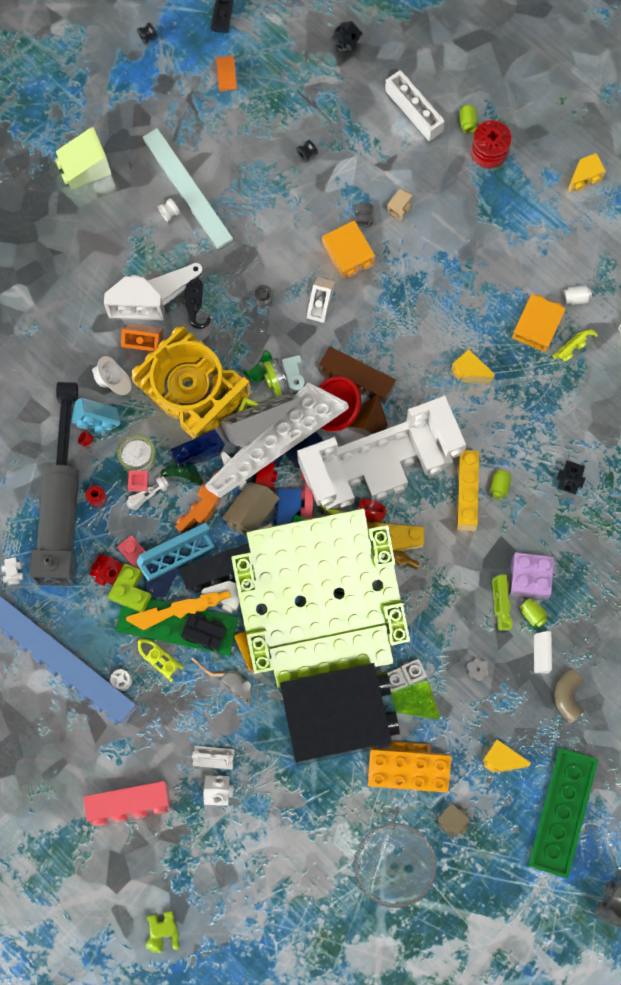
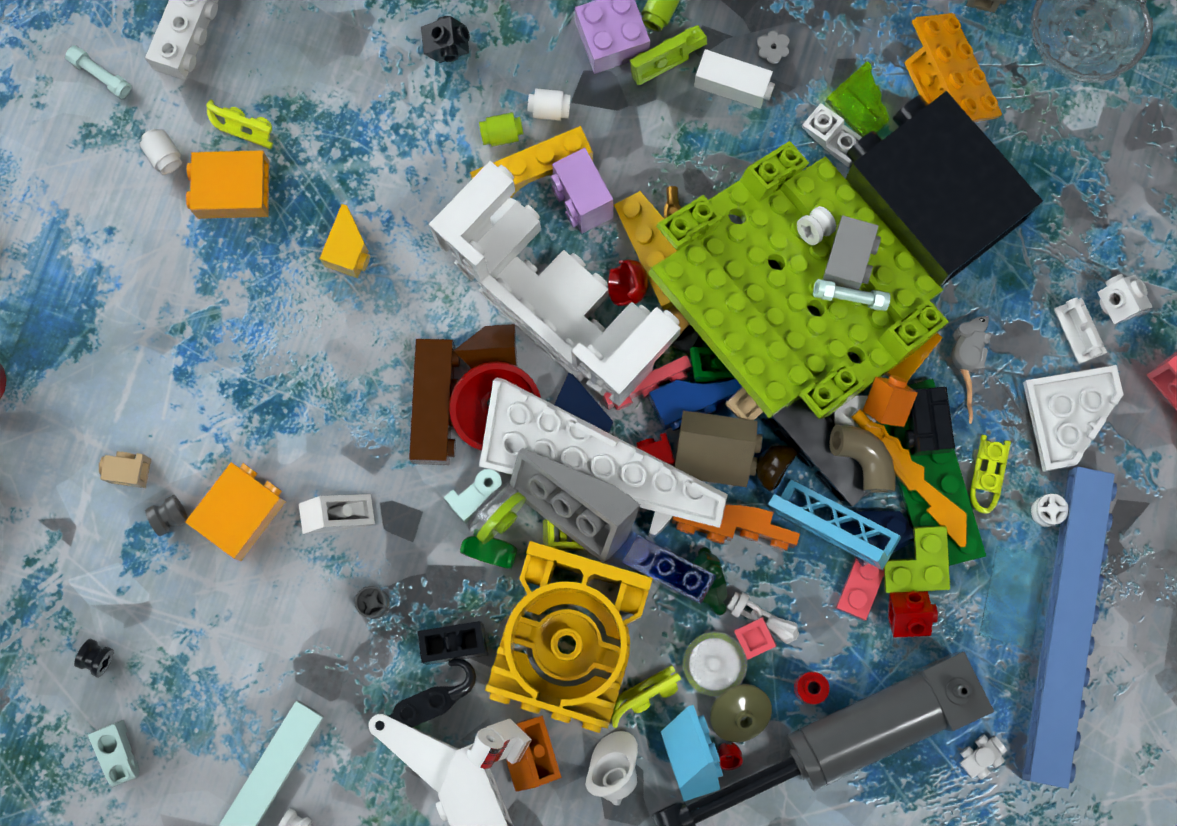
camera: 115 degrees left, 5 degrees up
(104, 455) = (736, 704): none -> olive dish
(141, 409) = (639, 700): none -> neon yellow piece
(154, 317) = (497, 743): none -> white leg
(169, 723) = (1070, 412): none -> white plate
(202, 586) = (869, 452): none -> dark tan cylinder
(219, 325) = (452, 643): none -> black brick
(225, 537) = (773, 465): none -> dark brown piece
(225, 613) = (890, 400): none -> orange brick
(253, 141) = (114, 753): none -> light aqua leg
(306, 609) = (875, 299): none -> light aqua bar
(320, 633) = (851, 253): none -> light grey brick
(348, 625) = (817, 225): none -> white wheel
(437, 508) = (582, 190): none -> lavender brick
(467, 633) = (734, 79): none -> white brick
(502, 519) = (549, 104): none -> white brick

